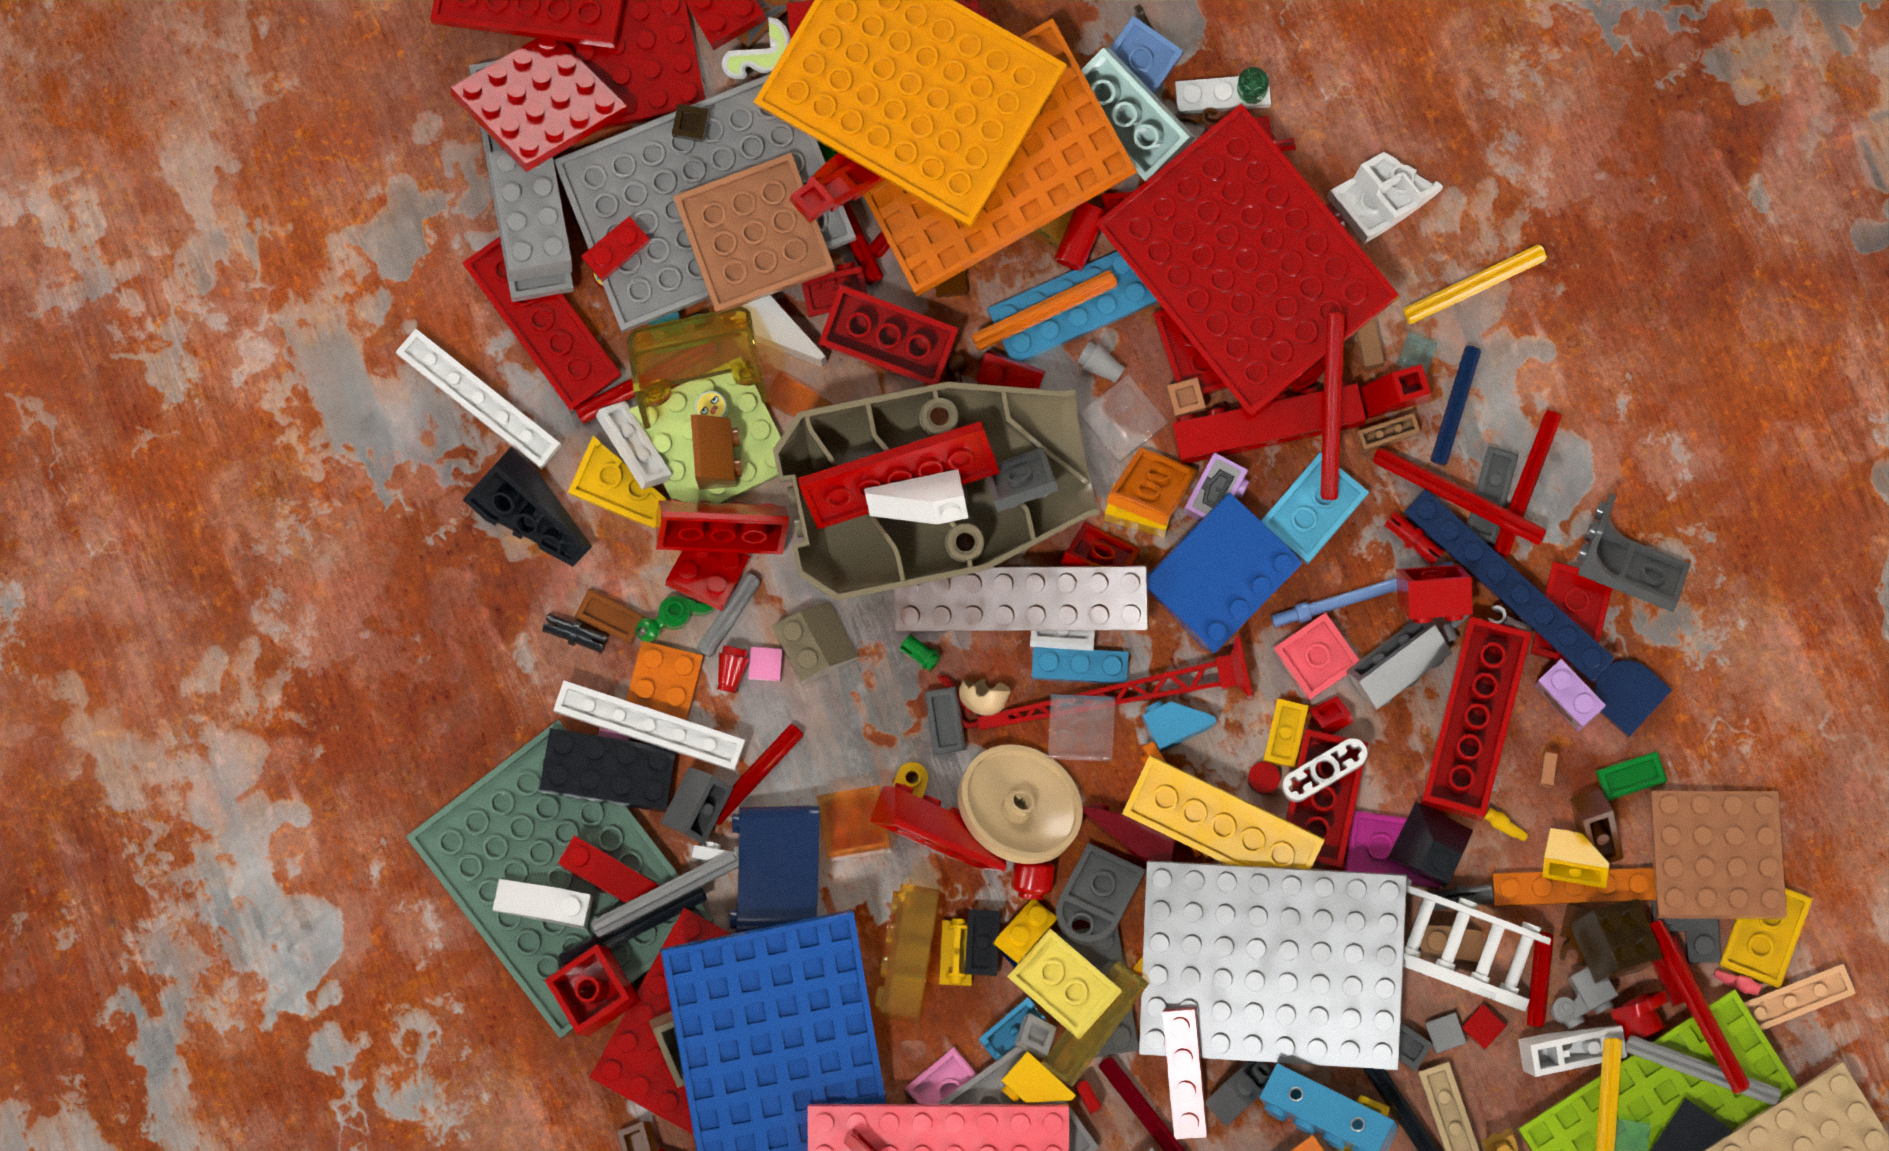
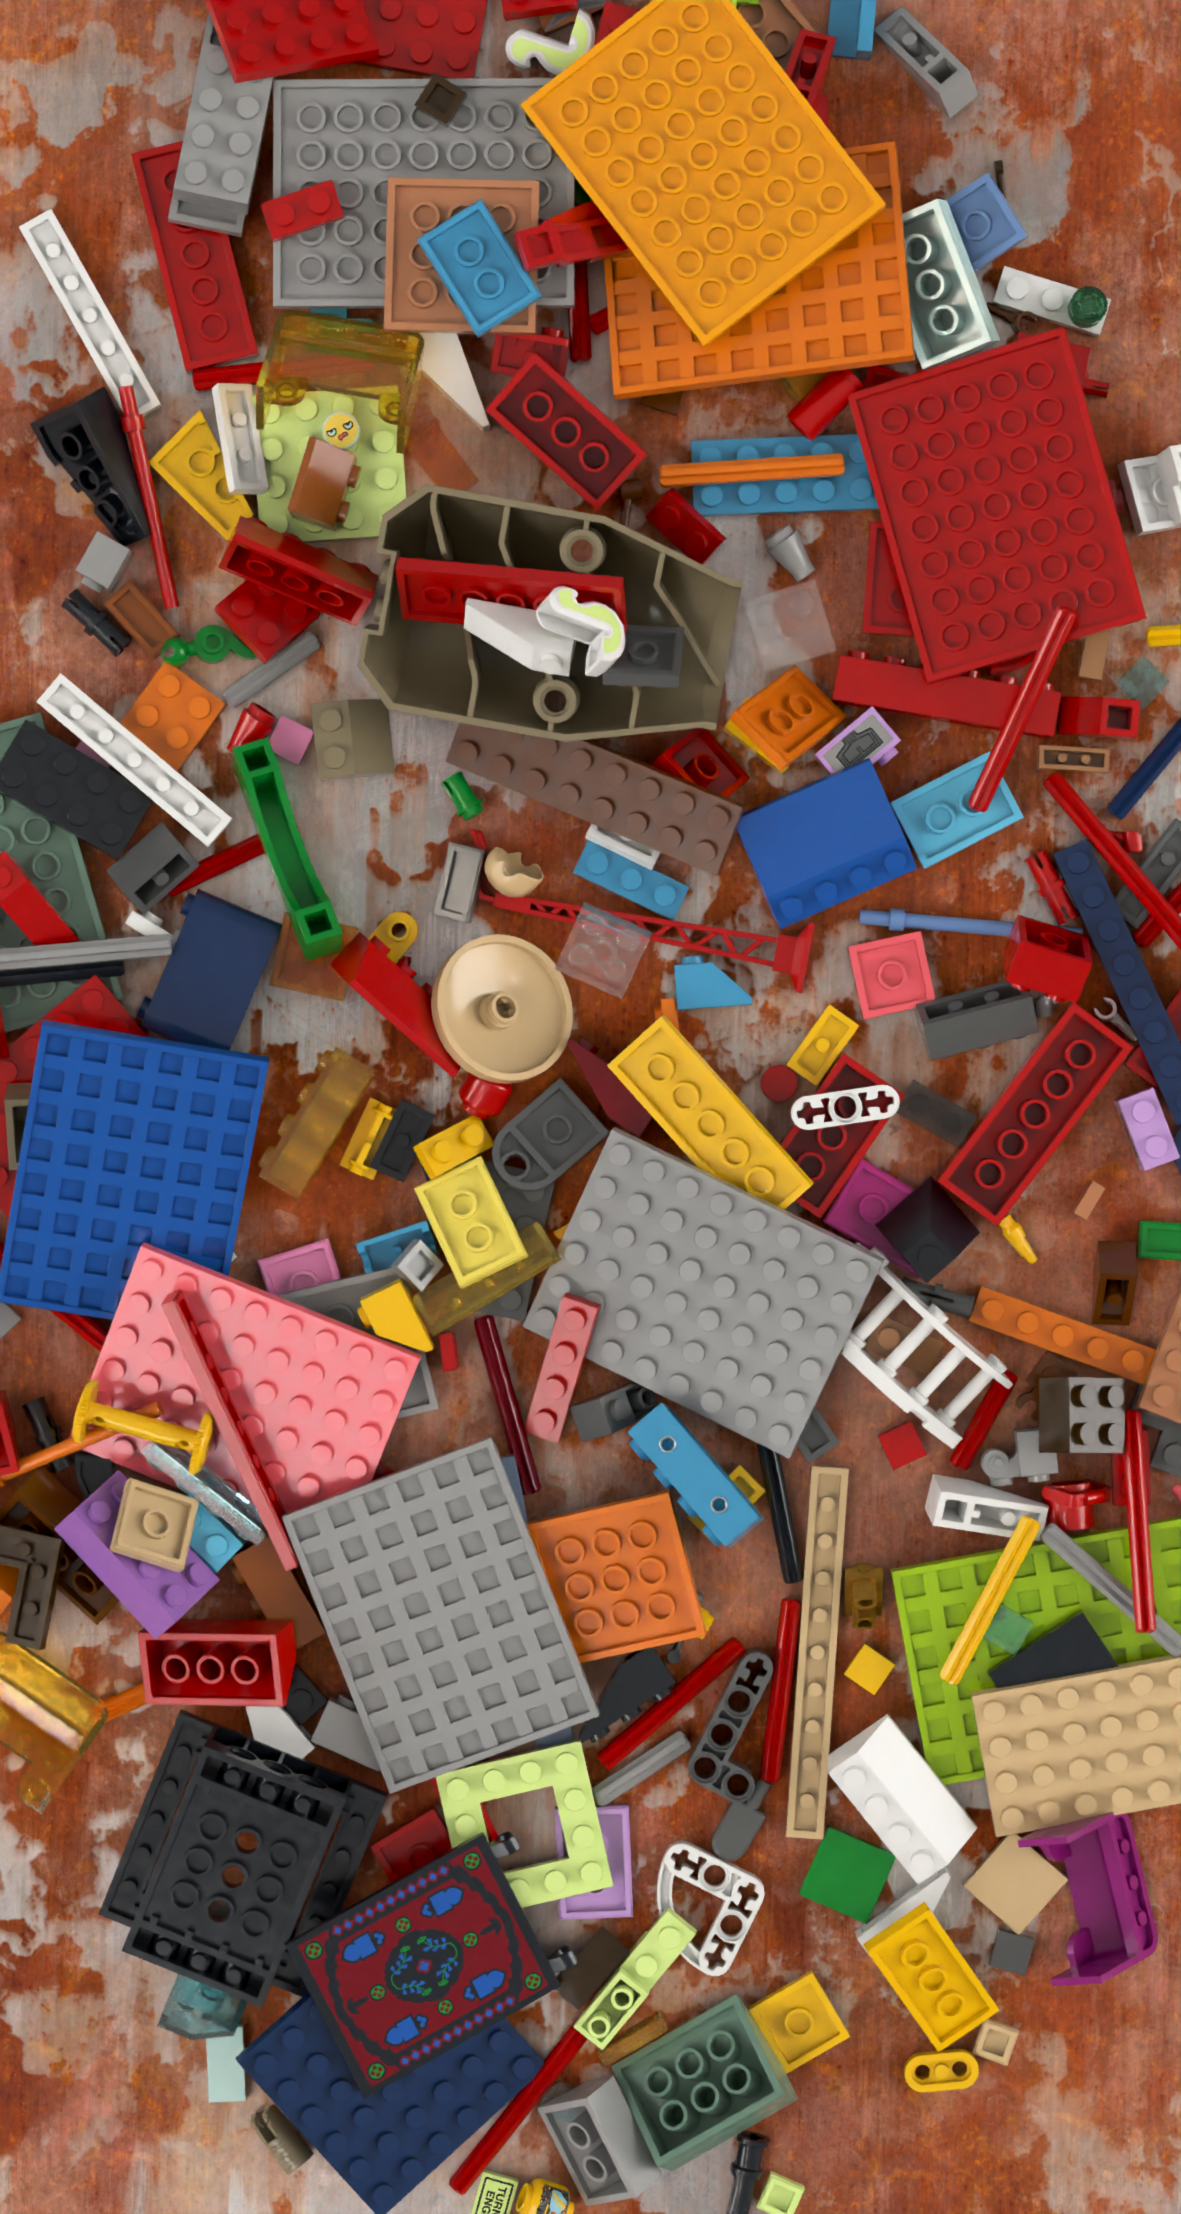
camera: 20 degrees right, 10 degrees up
(545, 466) = (133, 424): none -> red bar
(563, 583) = (103, 563): none -> light grey brick
(772, 236) = (479, 268): none -> dark azure tile
(826, 775) = (285, 851): none -> green arch
(966, 468) = (587, 623): none -> white animal
(1186, 397) = (867, 631): nougat tile -> none
(1331, 715) = (879, 1046): red plate -> none
(1398, 751) = (936, 1113): none -> clear smoke plate
(1445, 1033) = (858, 1435): light grey tile -> none
(1460, 477) = (1130, 840): none -> red hand
(1574, 859) = (1074, 1308): yellow slope -> none

